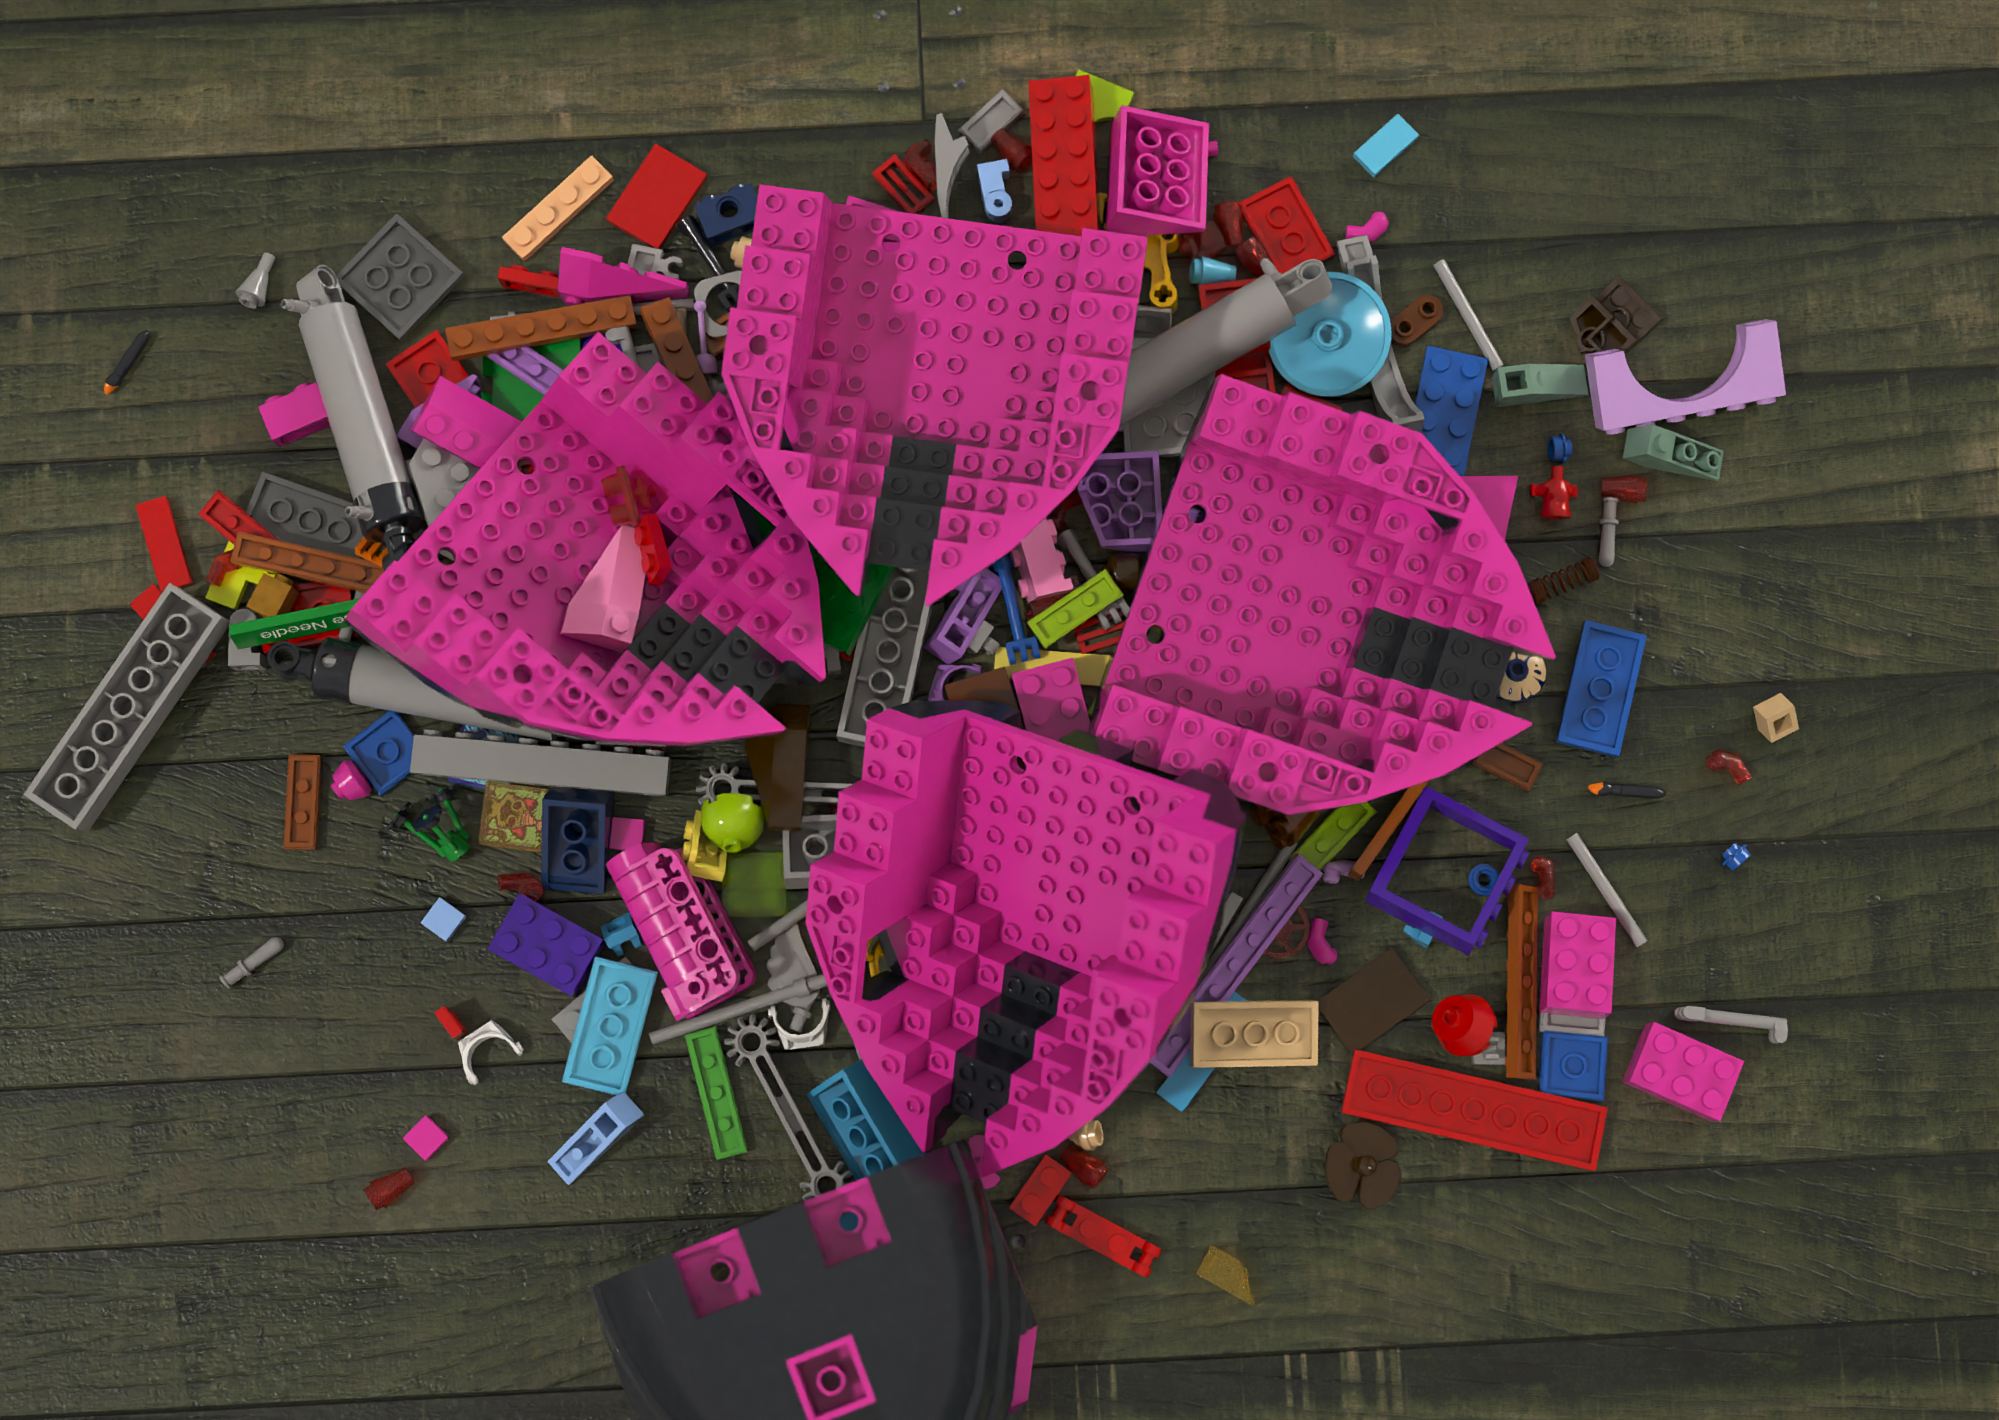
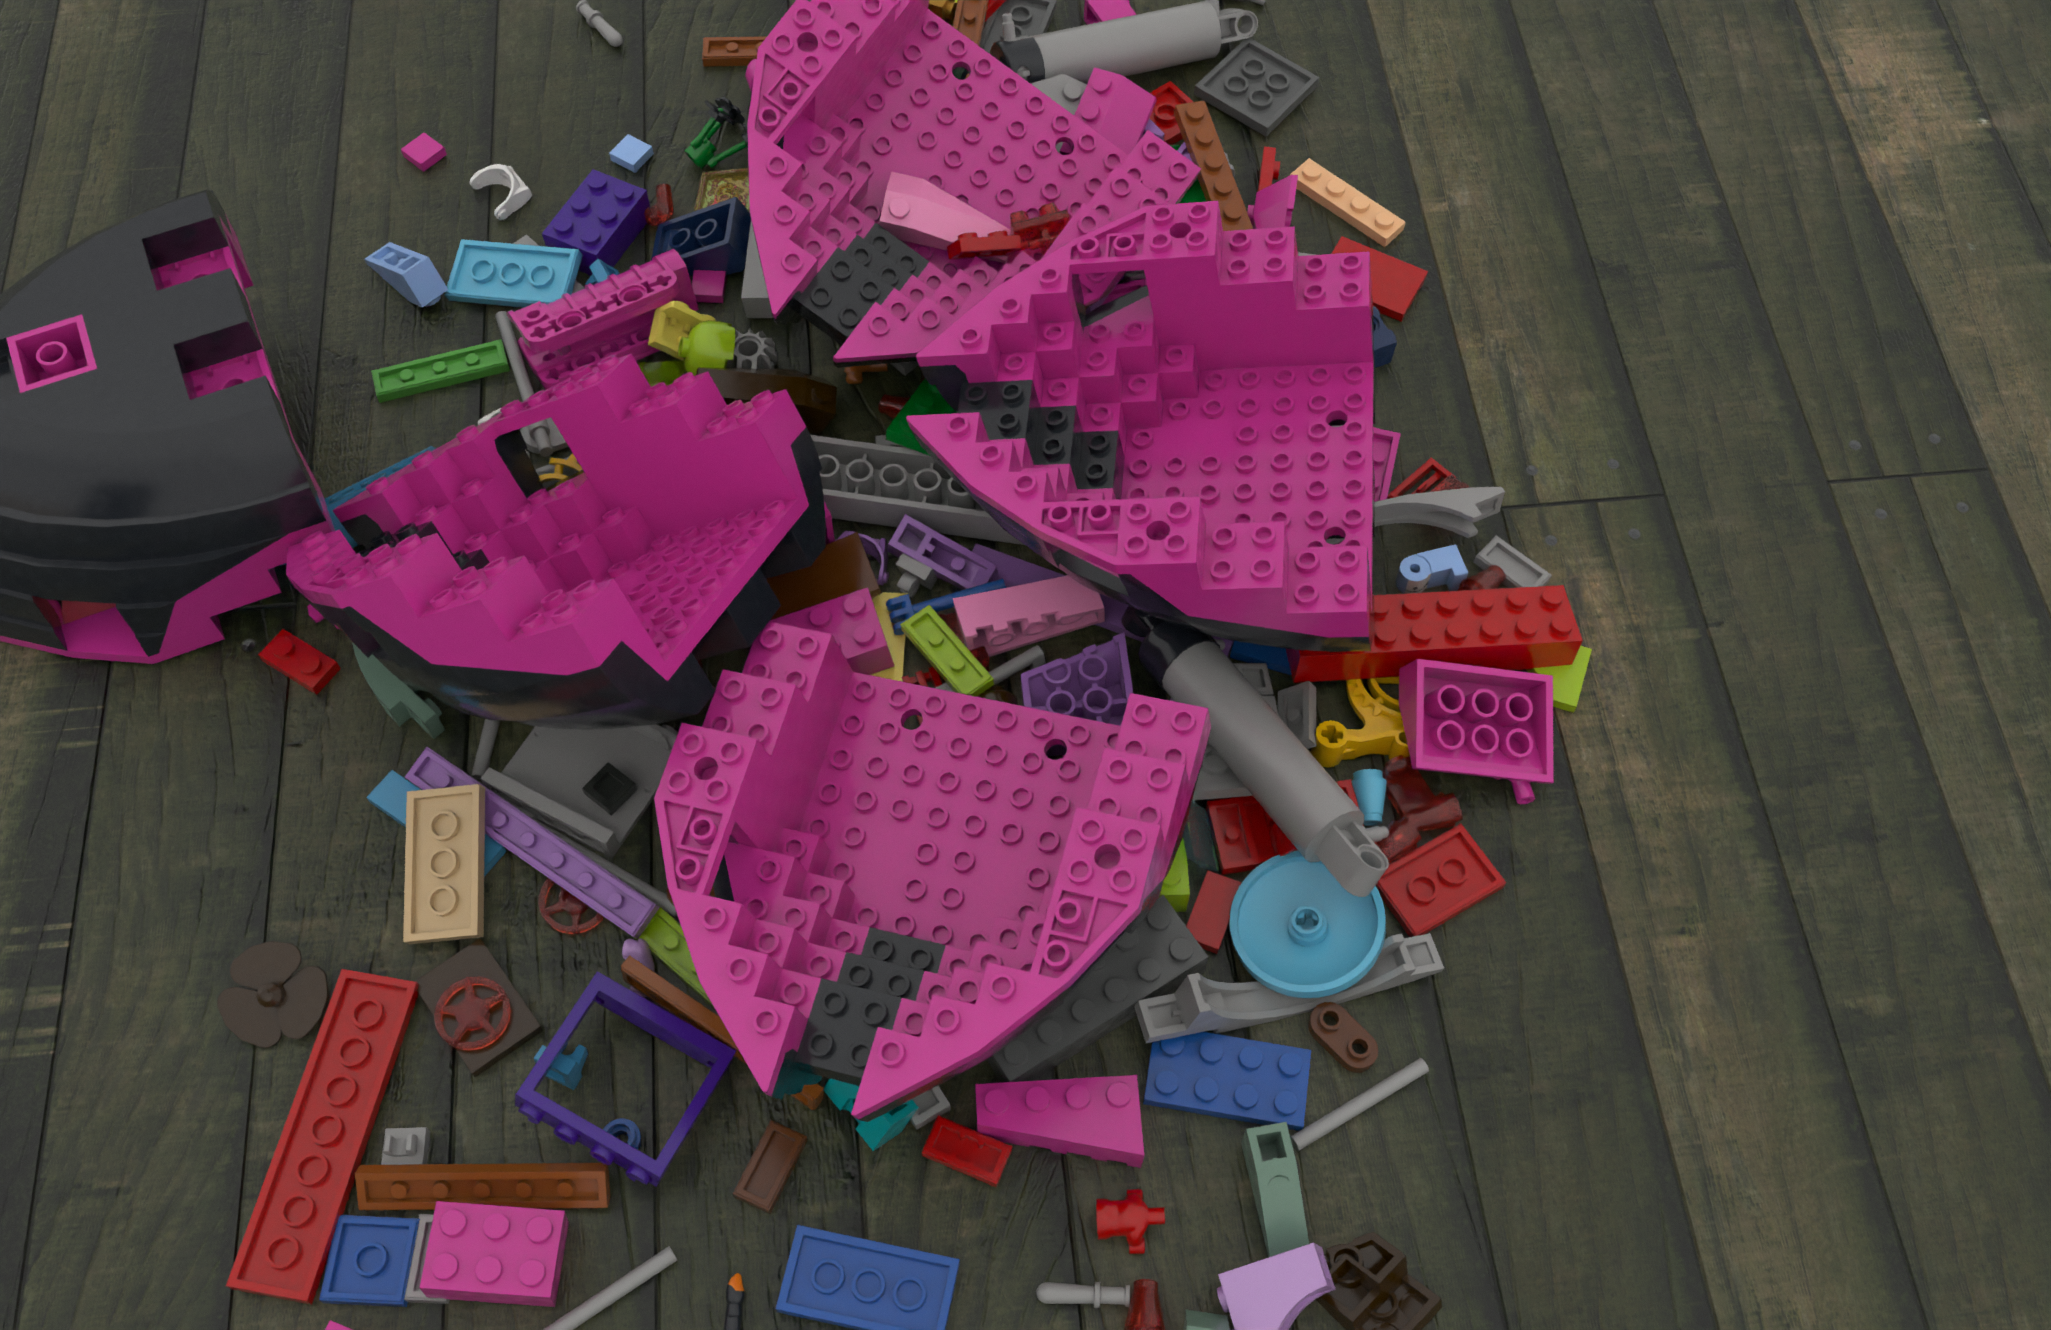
camera: 85 degrees right, 20 degrees down
(387, 1189) = (377, 123): clear red cone -> none
(451, 1022) = (529, 158): red tile -> none
(784, 1105) = (338, 459): light grey arm -> none
(1059, 513) = (1060, 645): clear red arm -> none
(1085, 1166) = (317, 700): clear red cone -> none
(1088, 1135) = (352, 702): tan plate -> none
(1103, 1236) = (238, 724): red plate -> none
(1227, 1274) = (170, 851): clear yellow slope -> none
(1318, 944) = (554, 939): dark pink arm -> none
(1373, 228) = (1453, 979): dark pink arm -> none
(1382, 1001) = (472, 1013): none -> clear red wheel
(1385, 145) = (1567, 995): medium azure tile -> none
(1464, 1024) = (431, 1104): red cone -> none
(1524, 686) = (897, 1195): tan dish -> none
(1546, 876) = (615, 1218): clear red arm -> none
(1559, 448) = (1192, 1223): blue plate -> none
(1588, 568) = (999, 1196): reddish brown piece -> none

